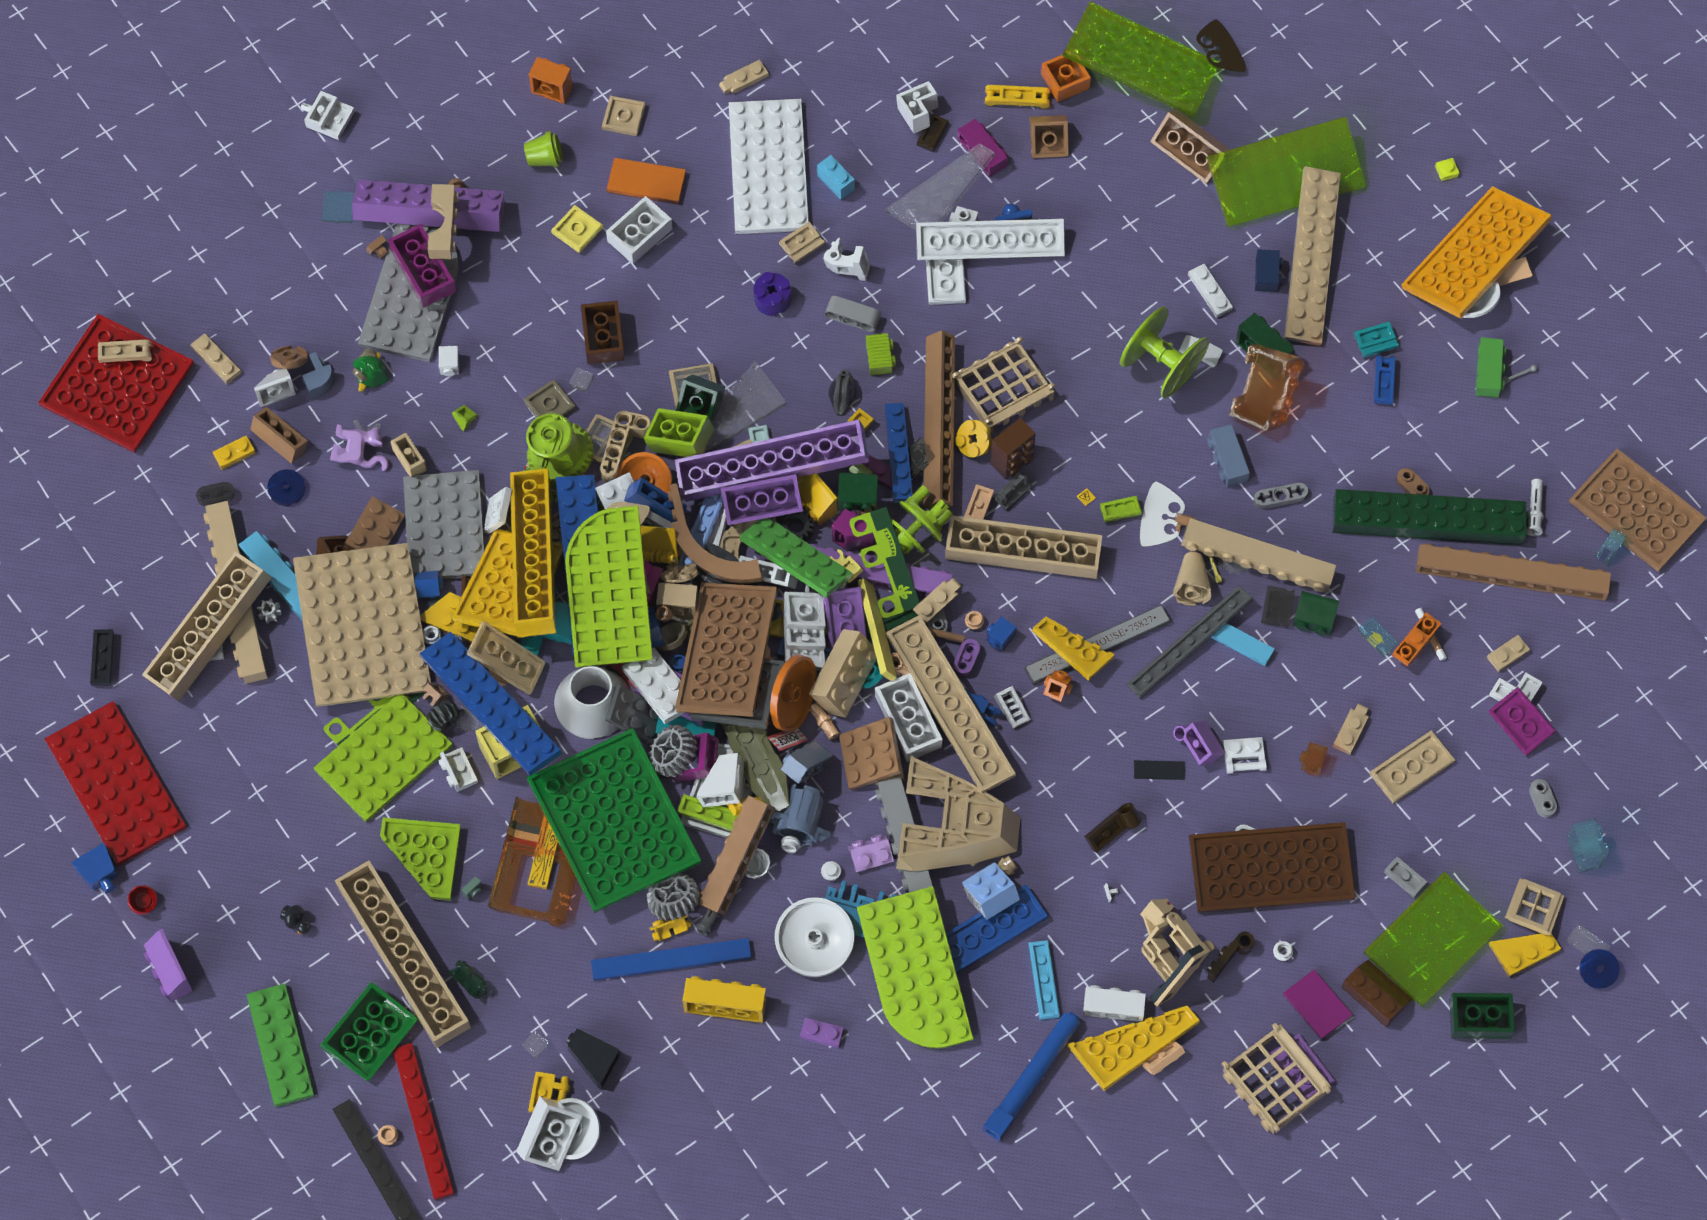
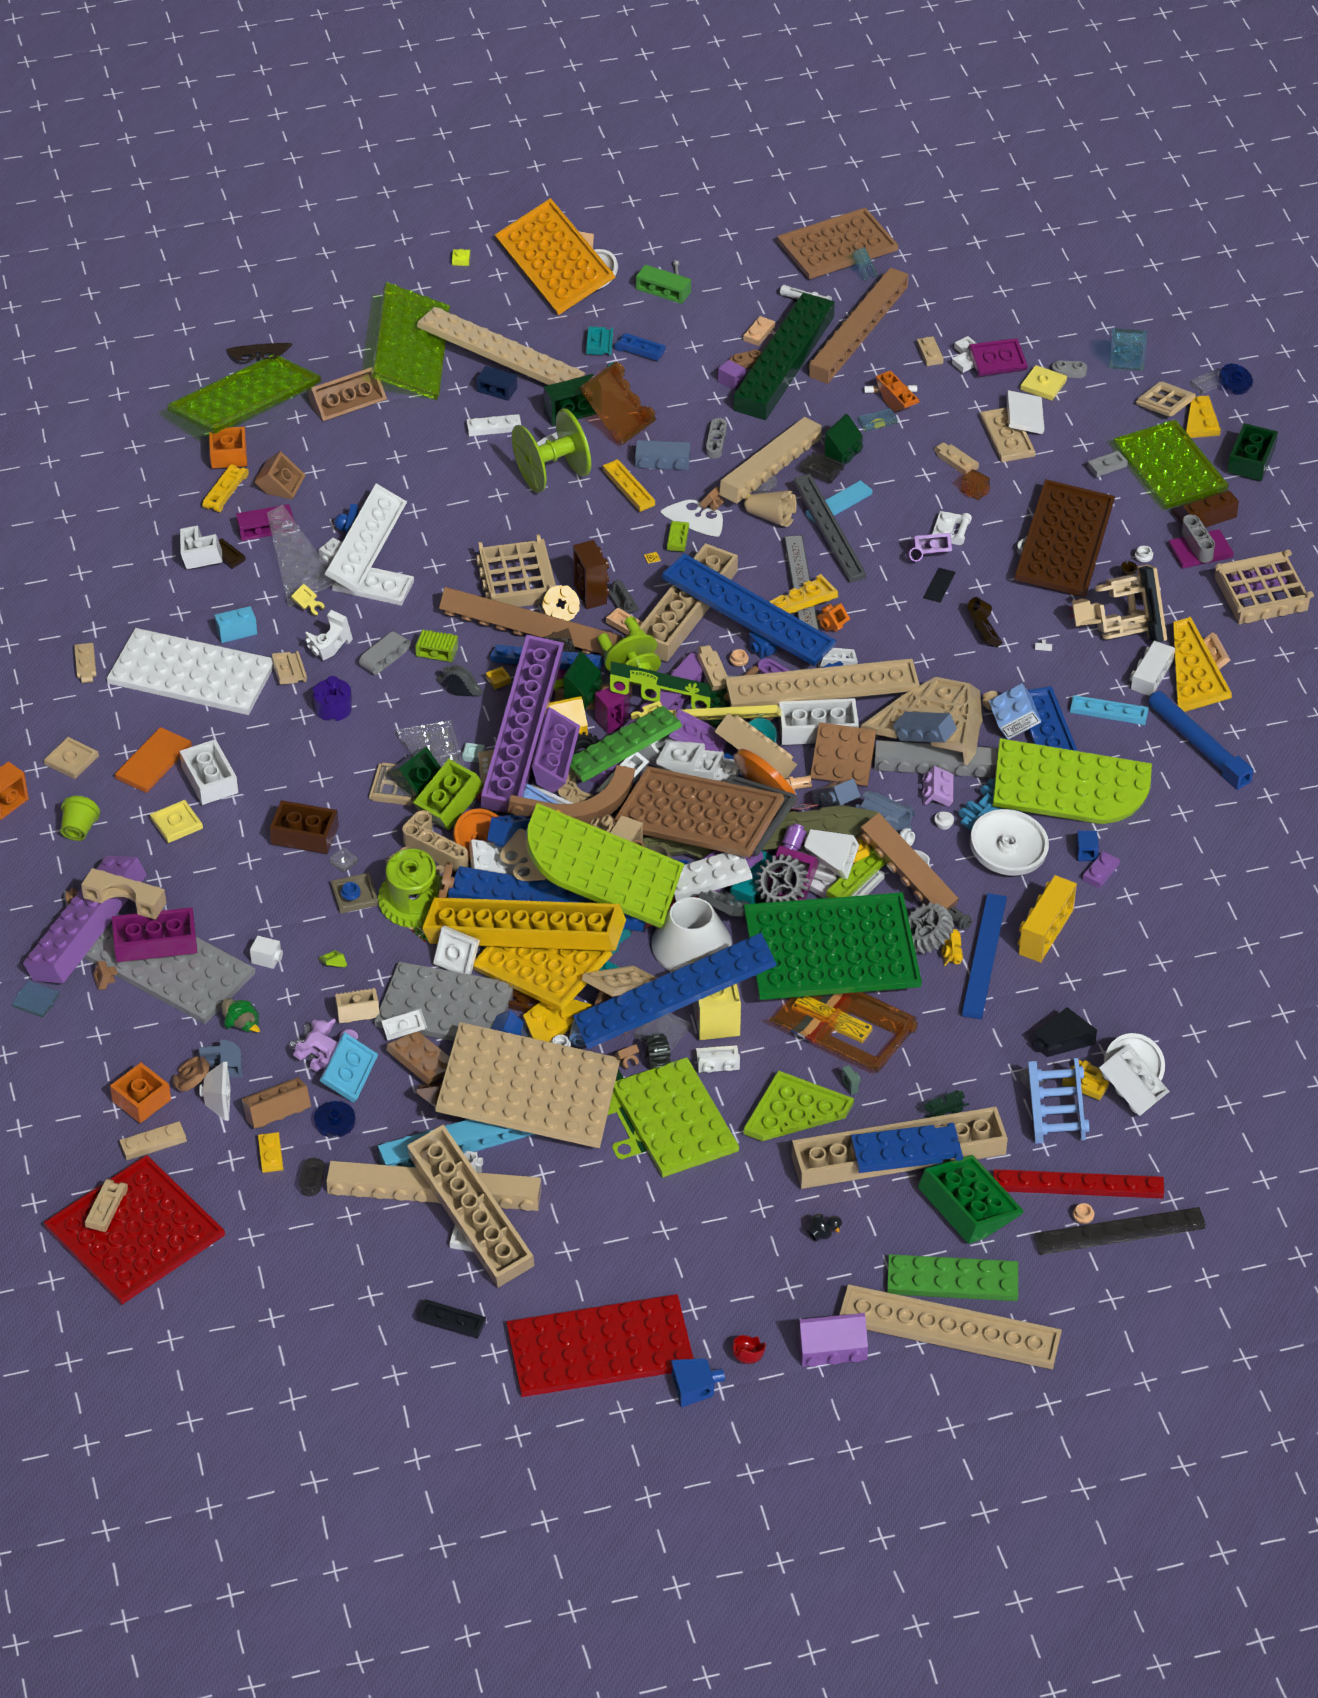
camera: 70 degrees left, 20 degrees down
(221, 1059) = (954, 1327): none -> tan plate
(253, 327) = (140, 1092): none -> orange brick
(339, 476) = (348, 1067): none -> medium azure tile
(389, 957) = (905, 1147): none -> blue hinge
(400, 500) = (404, 1024): none -> white plate
(488, 1061) = (1040, 1110): none -> light blue fence
(541, 399) = (350, 891): none -> blue plate
(565, 469) = (447, 880): none -> medium nougat plate
(730, 743) = (794, 837): none -> medium lavender brick
(843, 1010) = (1087, 845): none -> blue brick
(891, 220) = (306, 598): none -> light yellow plate
(911, 812) = (925, 727): none -> sand blue brick
(1021, 605) = (749, 609): none -> blue plate
(1173, 440) = (628, 485): none -> yellow plate
(1325, 989) = (1198, 538): none -> light grey beam
(1378, 477) = (731, 374): none -> medium lavender brick
(1448, 773) = (1025, 412): none -> white tile
(1464, 481) = (759, 330): none -> light nougat plate
(1509, 779) = (1043, 382): none -> light yellow plate

